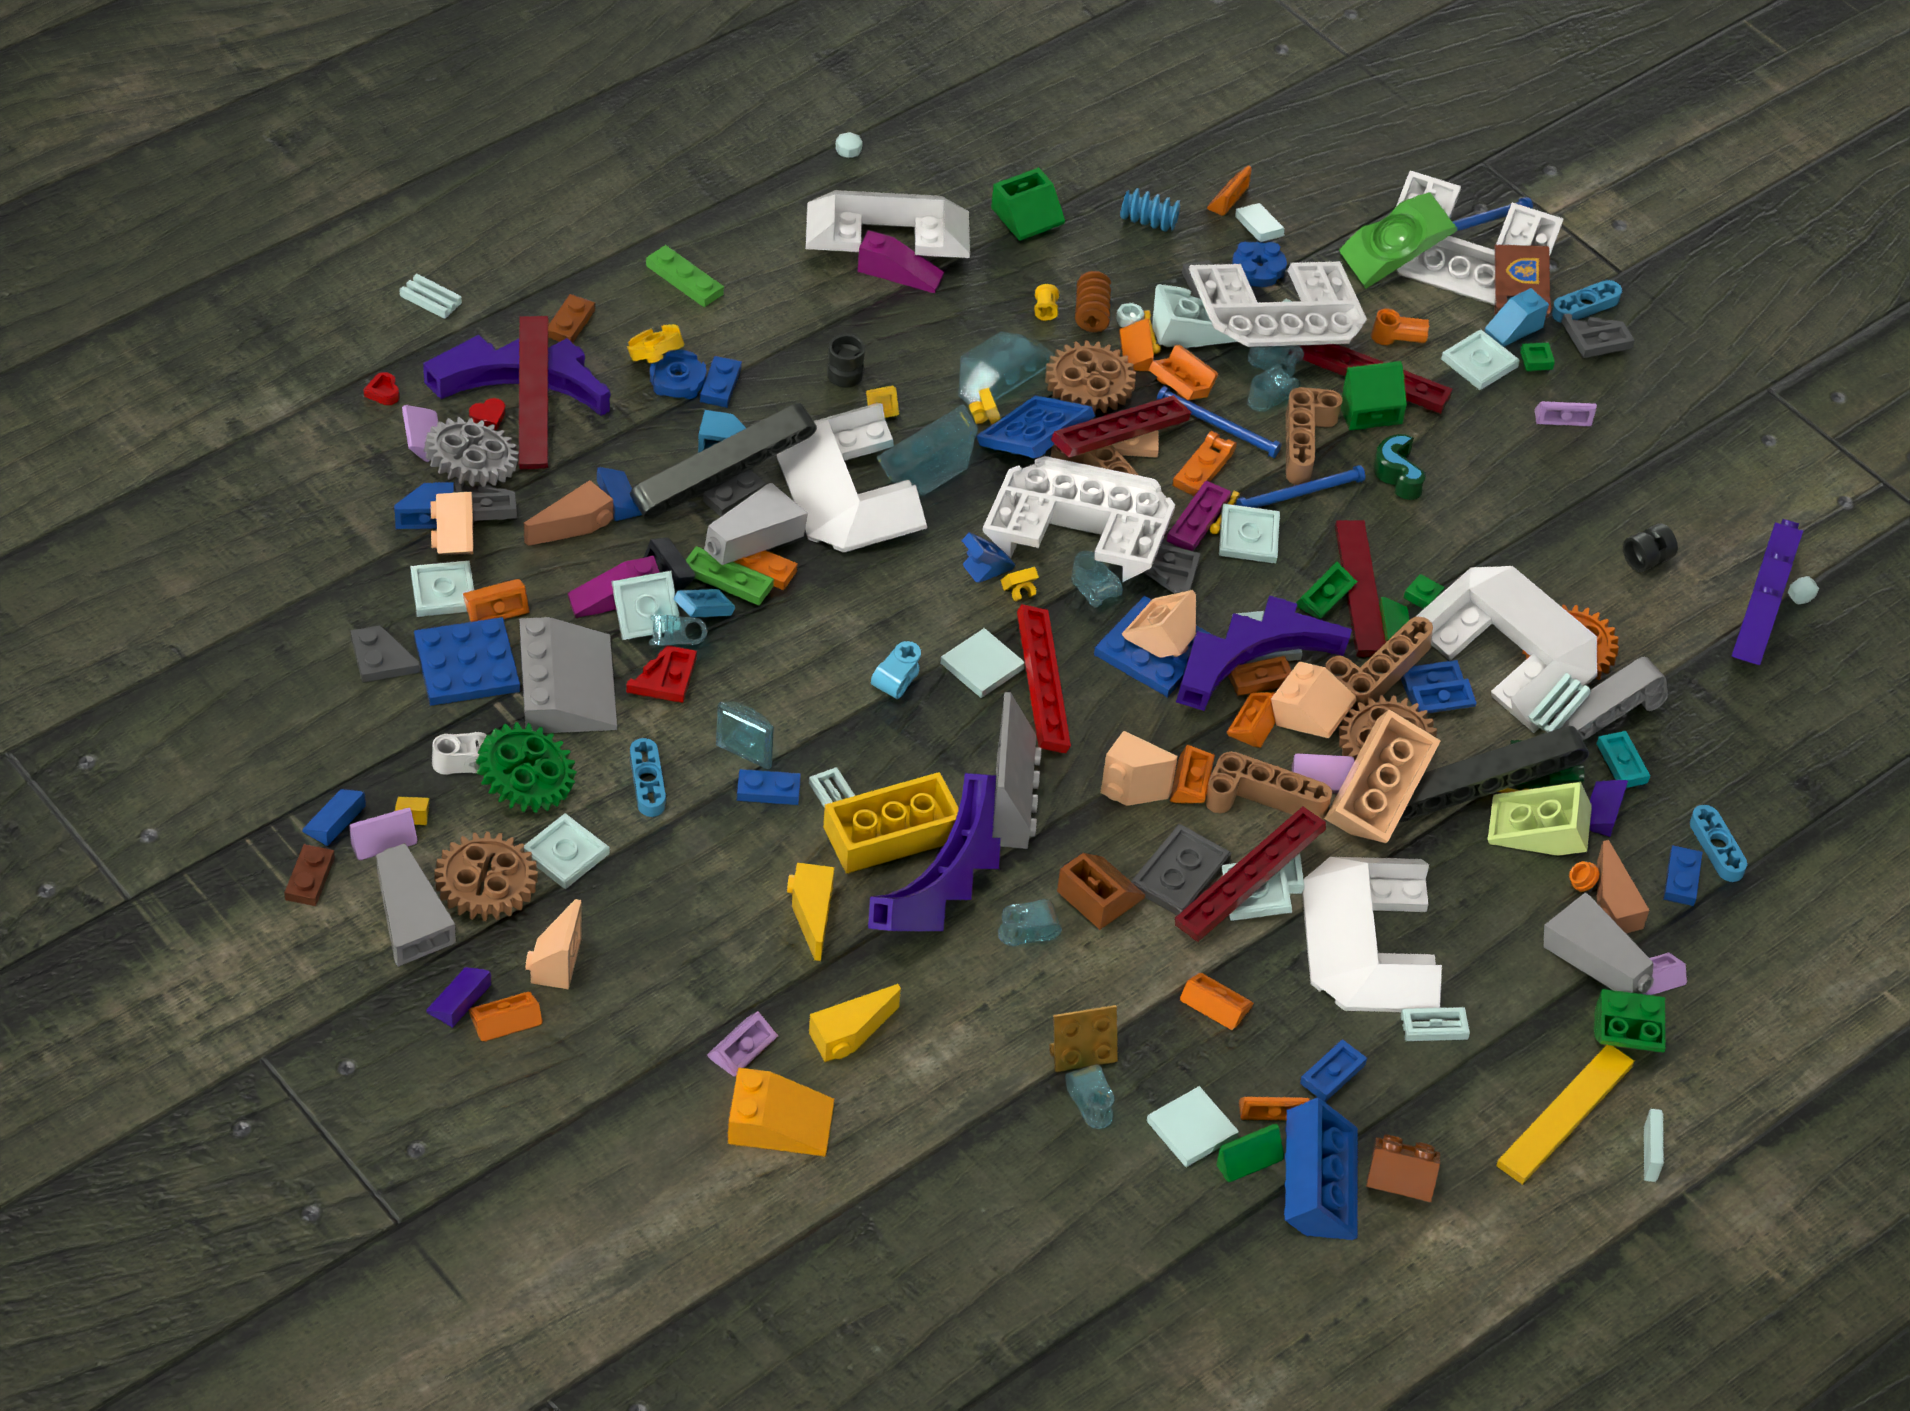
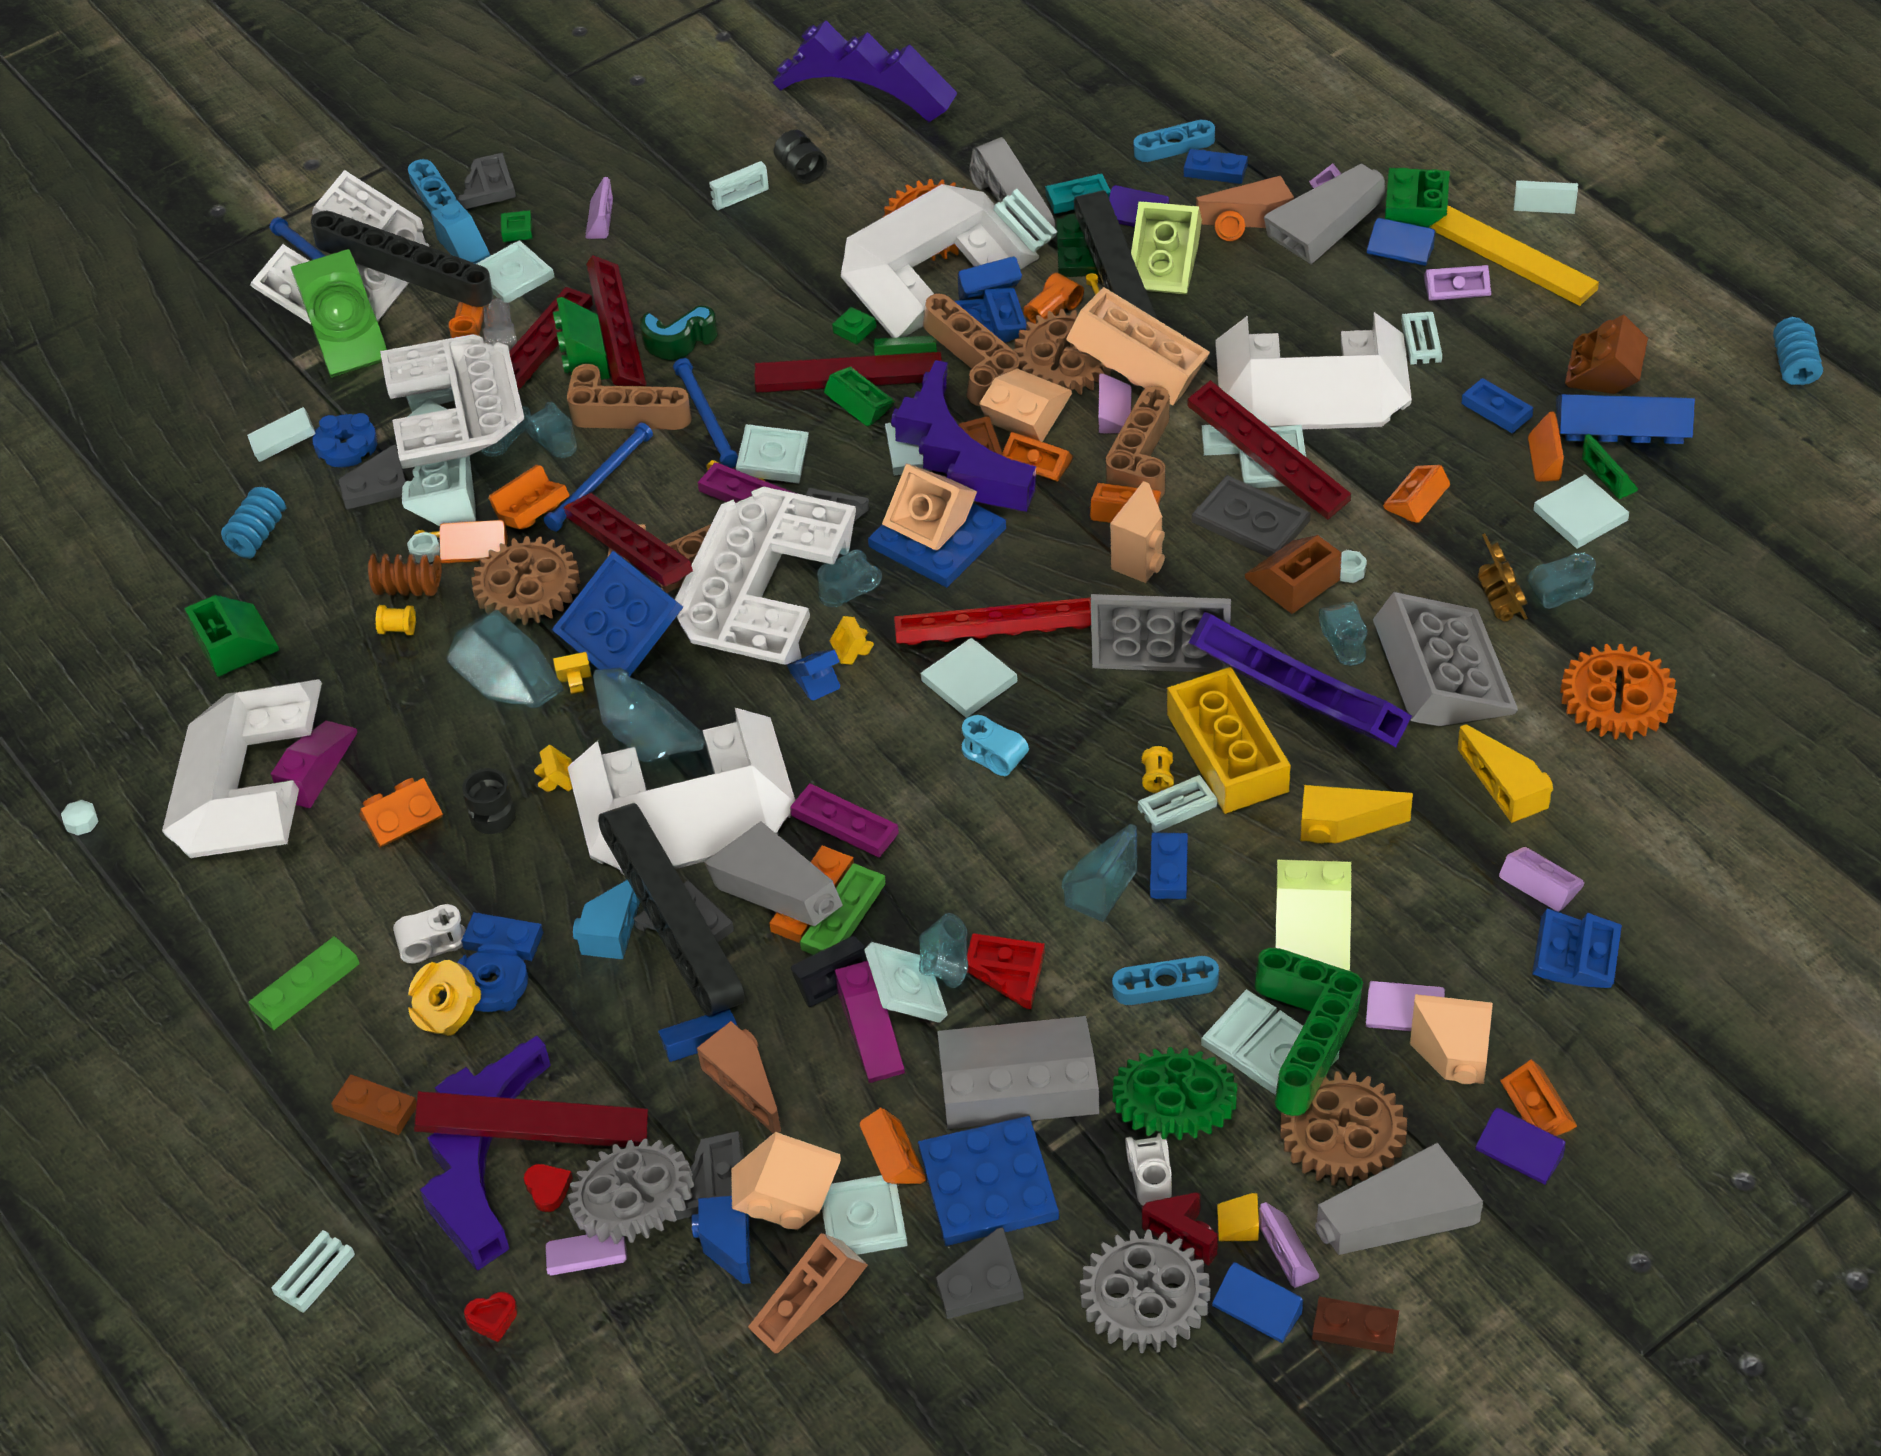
camera: 80 degrees left, 0 degrees up
(351, 744) = (1145, 1291): none -> light grey gear
(377, 553) = (808, 1291): none -> nougat slope
(404, 766) = (1177, 1219): none -> dark red slope
(576, 856) = (1334, 1004): none -> green beam
(600, 822) = (1238, 1025): none -> light aqua tile
(604, 931) = (1393, 1004): none -> lavender slope
(660, 1057) = (1577, 949): none -> blue slope
(700, 874) = (1314, 910): none -> yellowish green slope
(704, 603) = (896, 927): dark azure plate -> none
(719, 336) = (426, 933): none -> white piece
(778, 1114) = (1639, 842): light orange slope -> none
(823, 577) = (844, 820): none -> magenta plate
(841, 315) = (400, 811): none -> orange bracket
(868, 779) = (1154, 769): none -> yellow bush
(951, 1120) = (1645, 691): none -> orange gear
(989, 992) = (1442, 661): none -> light grey slope
(1113, 935) = (1352, 566): none -> light aqua tile
(1204, 463) = (663, 490): orange plate -> none
(1231, 192) = (222, 458): orange slope -> none
(1398, 349) = (499, 324): none -> clear piece
(1414, 423) = (615, 323): none -> dark red plate
(1418, 1333) = (1797, 351): none -> dark azure piece
(1458, 268) = (403, 258): none -> pearl dark grey beam
(1468, 737) = (1057, 294): none -> orange piece
(1483, 681) = (992, 275): none -> blue slope
(1519, 270) = (404, 218): copper flag -> none
(1519, 1061) = (1457, 282): none -> lavender slope
(1573, 1018) = (1401, 241): none -> blue slope
(1606, 506) = (739, 181): none -> light aqua tile

